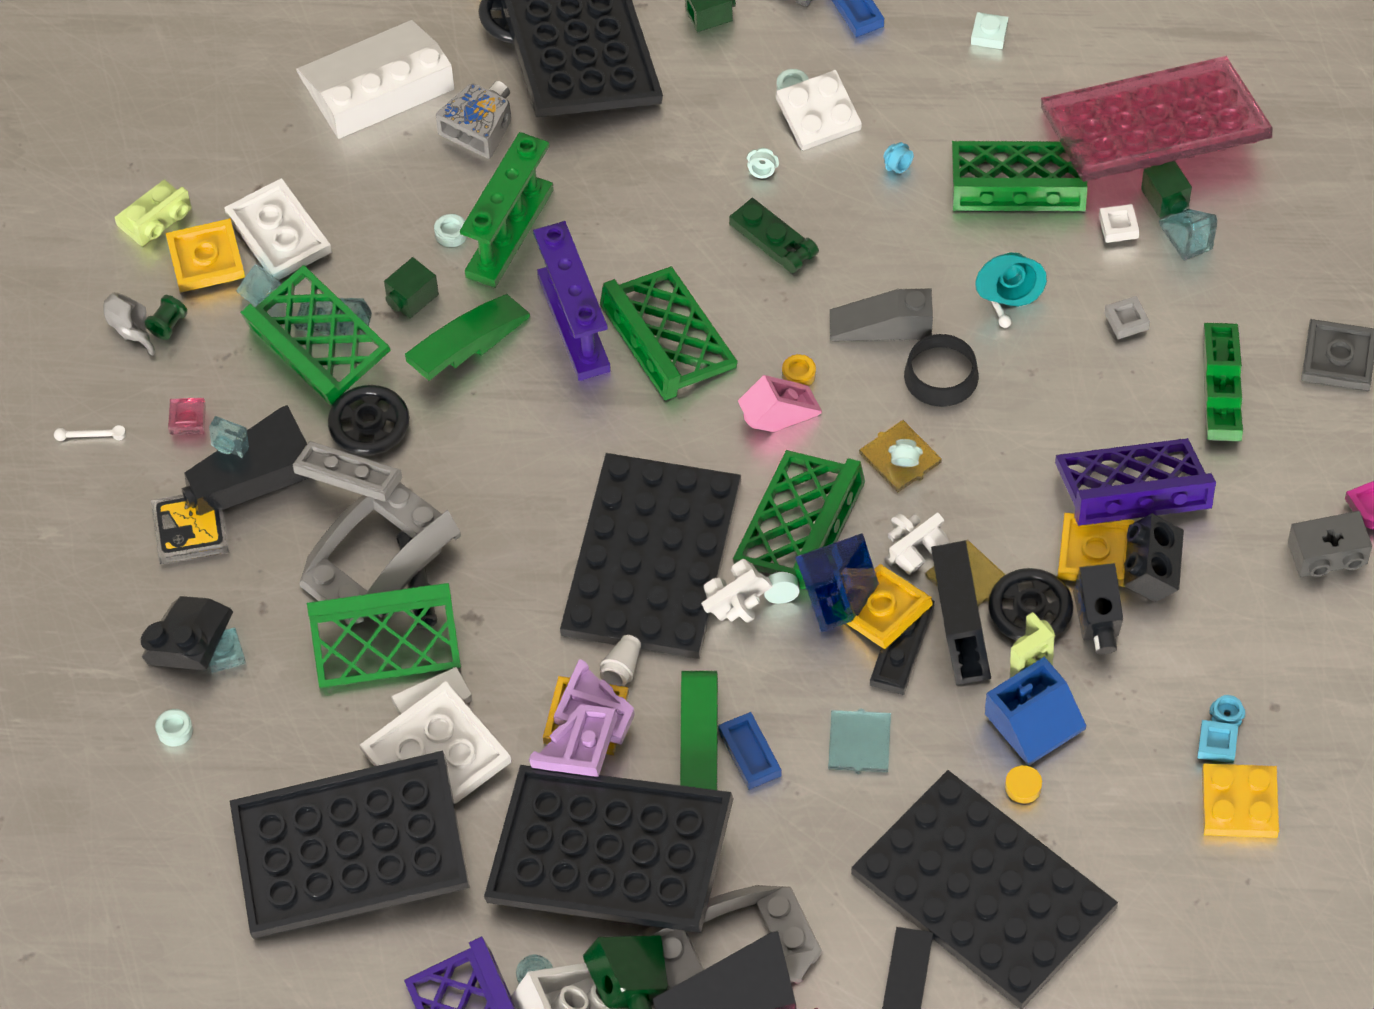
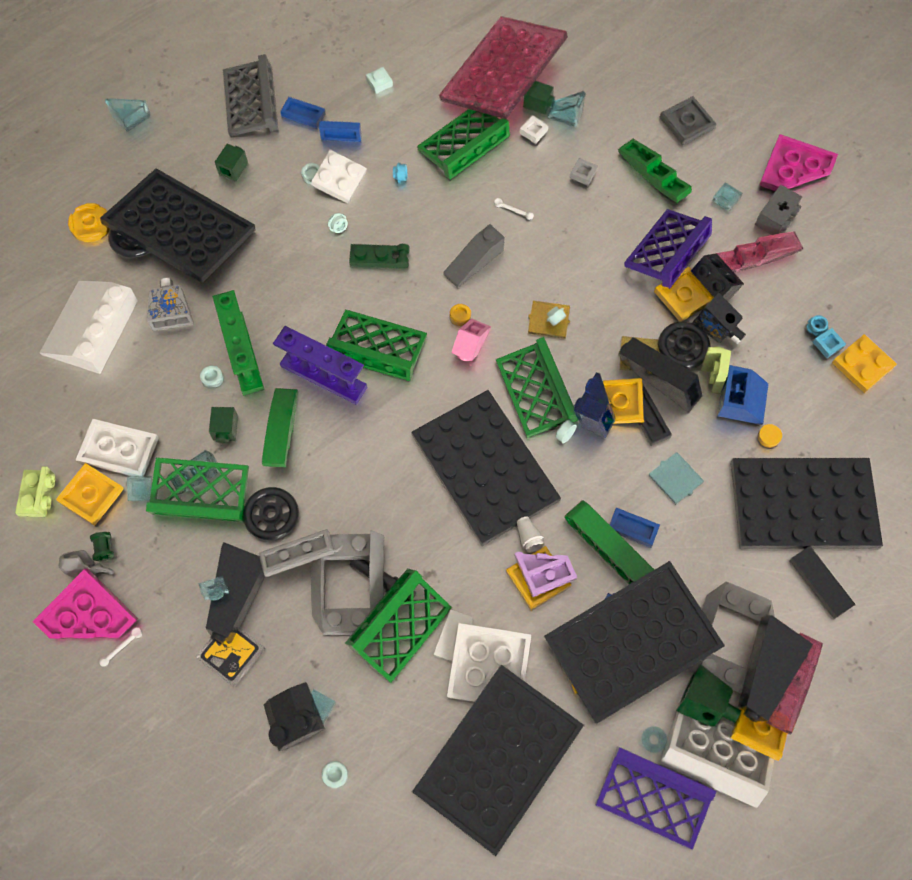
camera: 45 degrees left, 10 degrees up
(88, 367) = (85, 611): none -> dark pink plate
(187, 416) = (168, 592): clear pink plate -> none
(579, 743) = (565, 599): lavender wing -> none
(738, 596) = (547, 461): white hips -> none
(874, 58) = (340, 131): none -> blue tile
(904, 551) = (599, 355): white hips -> none
(935, 395) = (526, 279): black tyre -> none
(1011, 279) = (517, 191): teal piece -> none
(1248, 575) = (761, 252): none -> clear pink slope
(1286, 481) = (727, 196): none -> clear light blue plate

